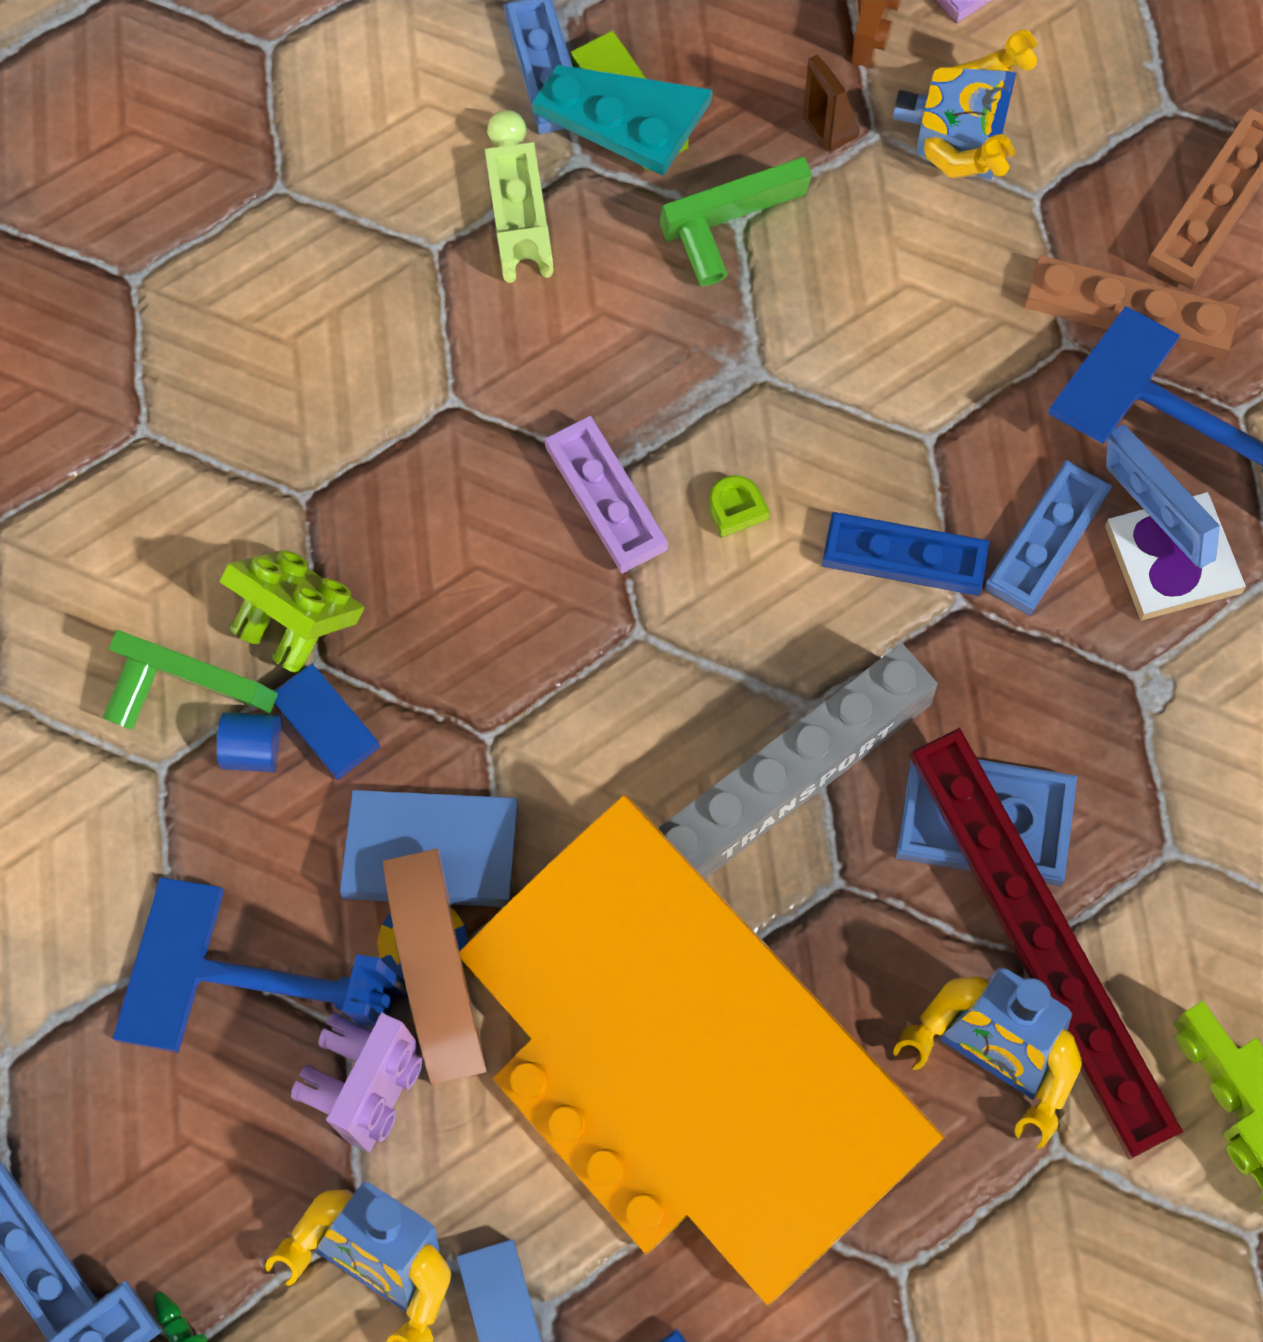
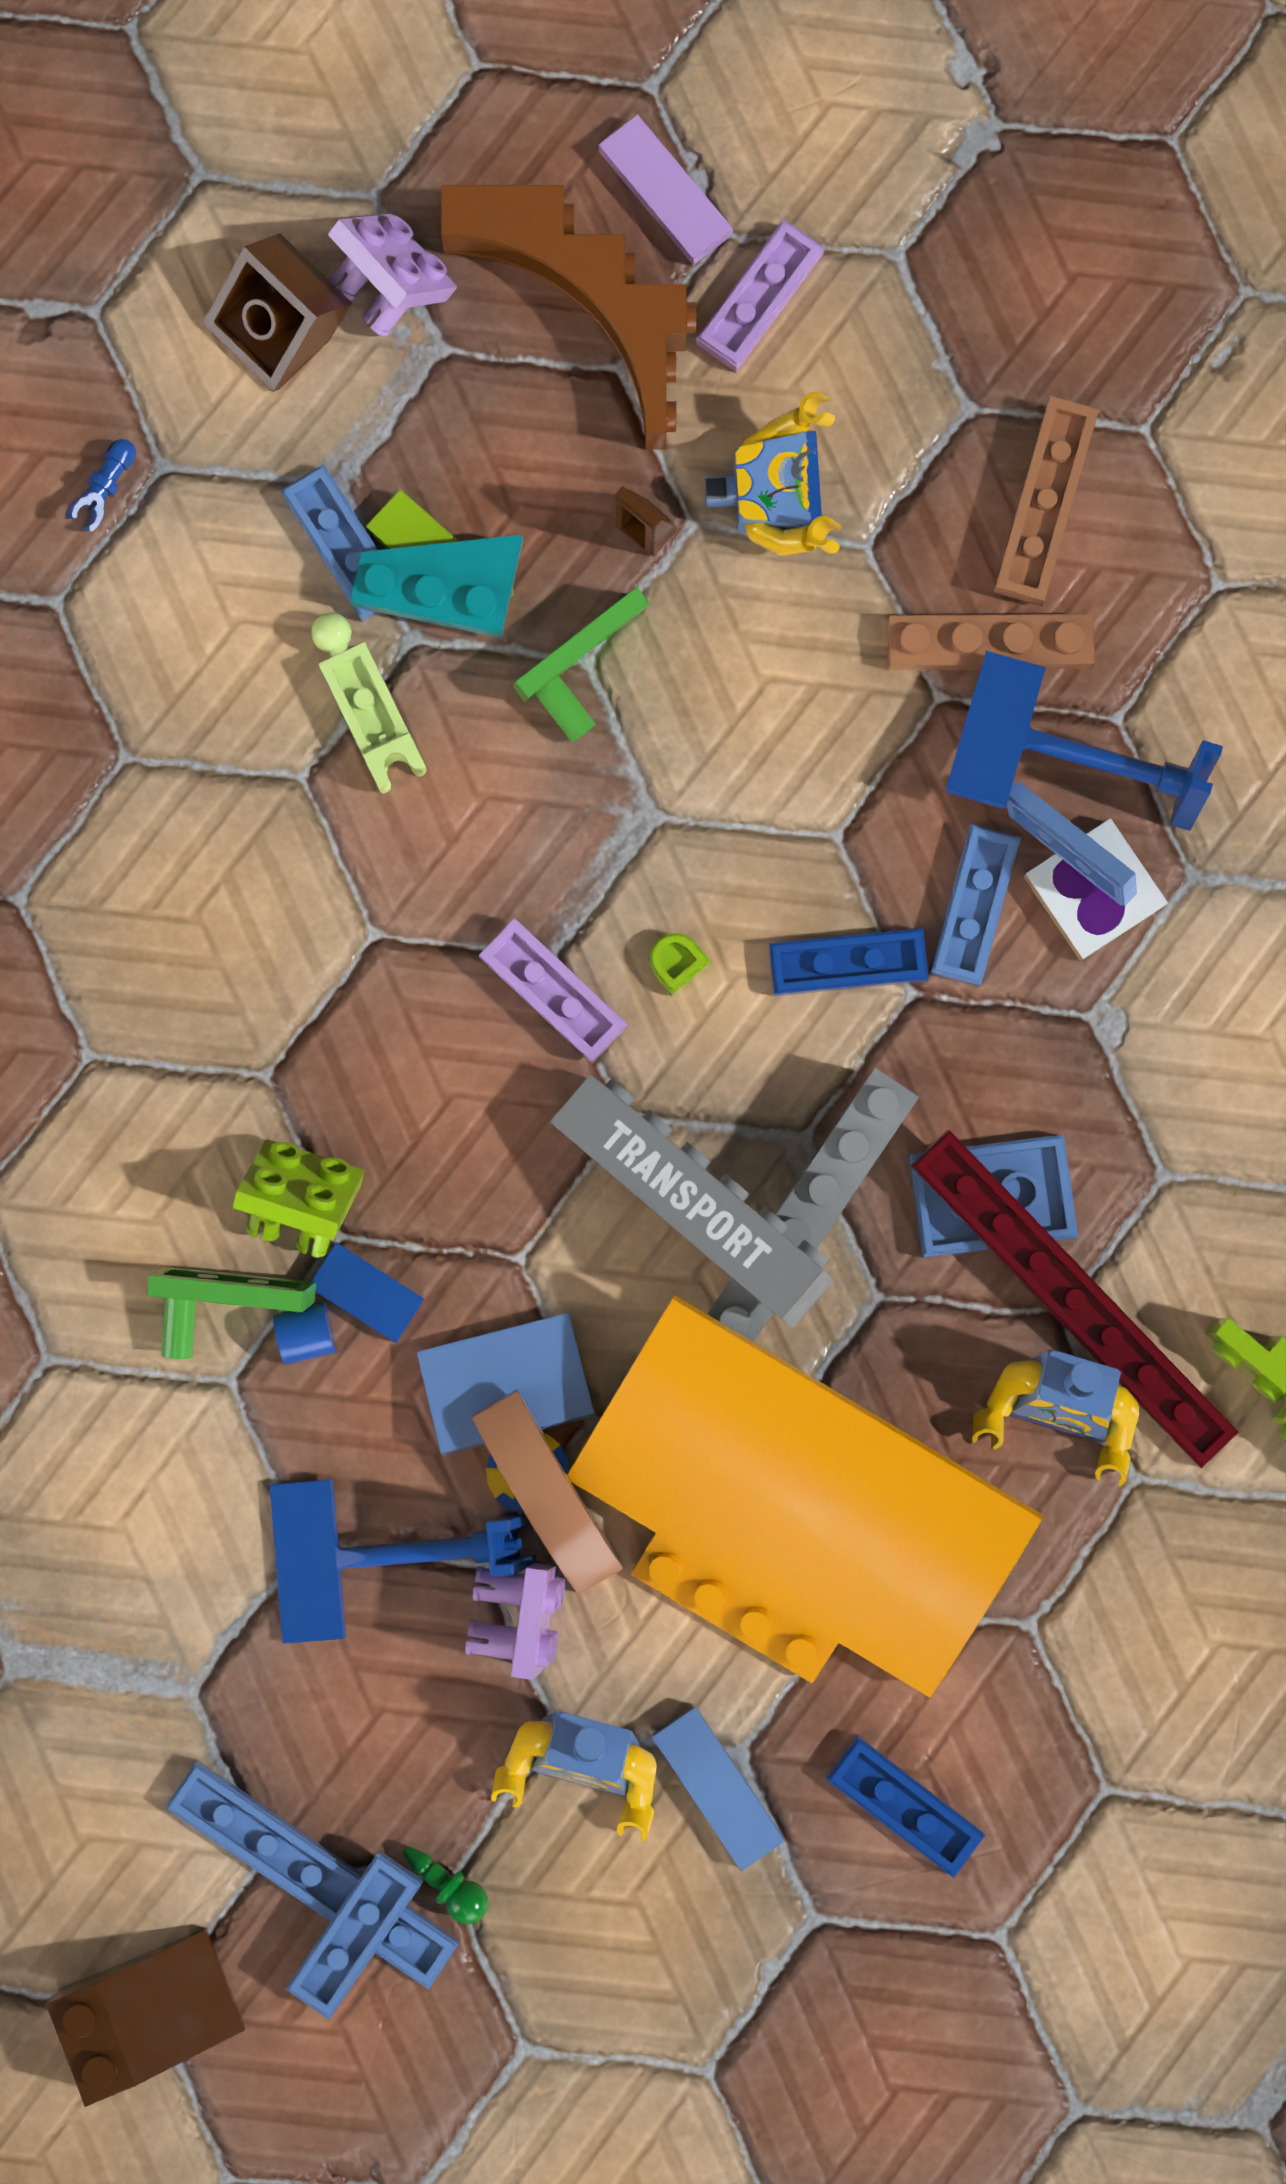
camera: 25 degrees left, 15 degrees up
(679, 714) = (693, 1201): none -> light grey brick

